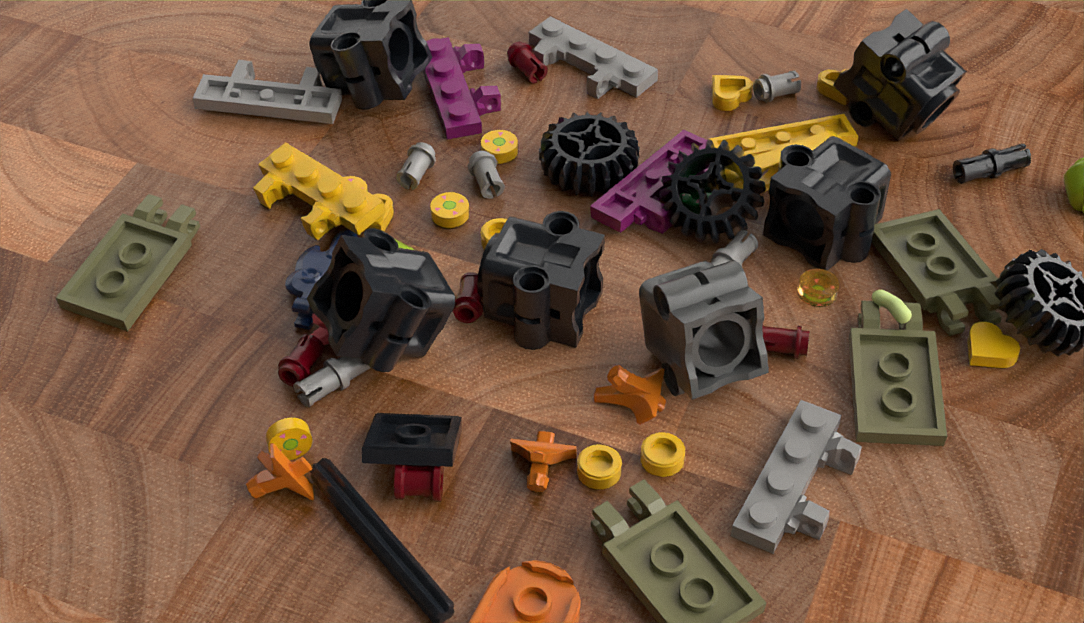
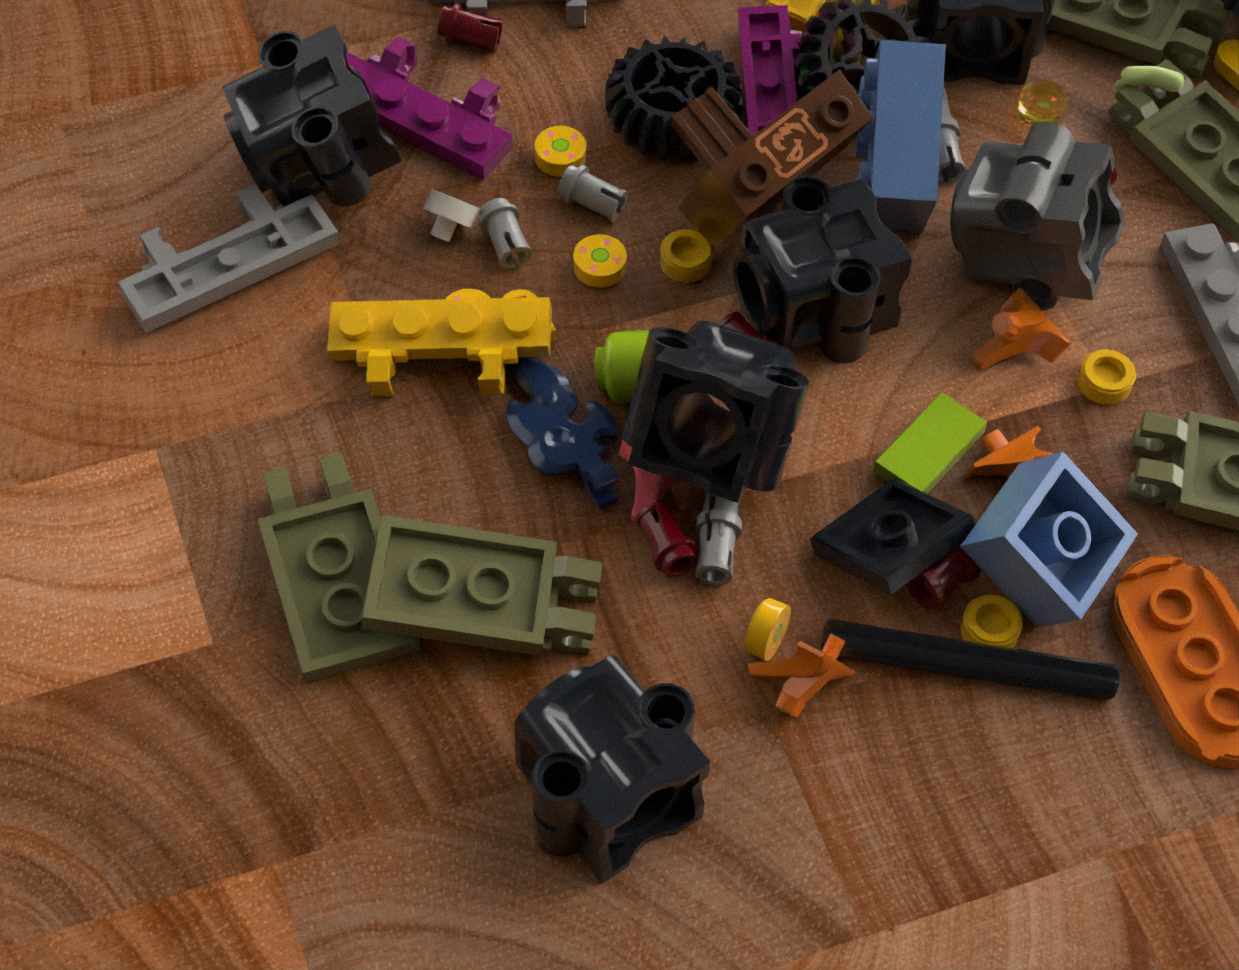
camera: 45 degrees left, 10 degrees up
(110, 435) = (609, 764): none -> black piece
(175, 315) = (478, 588): none -> olive tile
(399, 138) = (449, 213): none -> white tile
(418, 531) = (992, 621): none -> yellow tile
(484, 498) = (1049, 540): none -> medium blue brick
(505, 417) = (931, 444): none -> lime tile
(594, 190) = (751, 171): none -> reddish brown piece
(599, 466) = (1068, 430): yellow tile -> none
(669, 227) = (903, 137): none -> medium blue brick

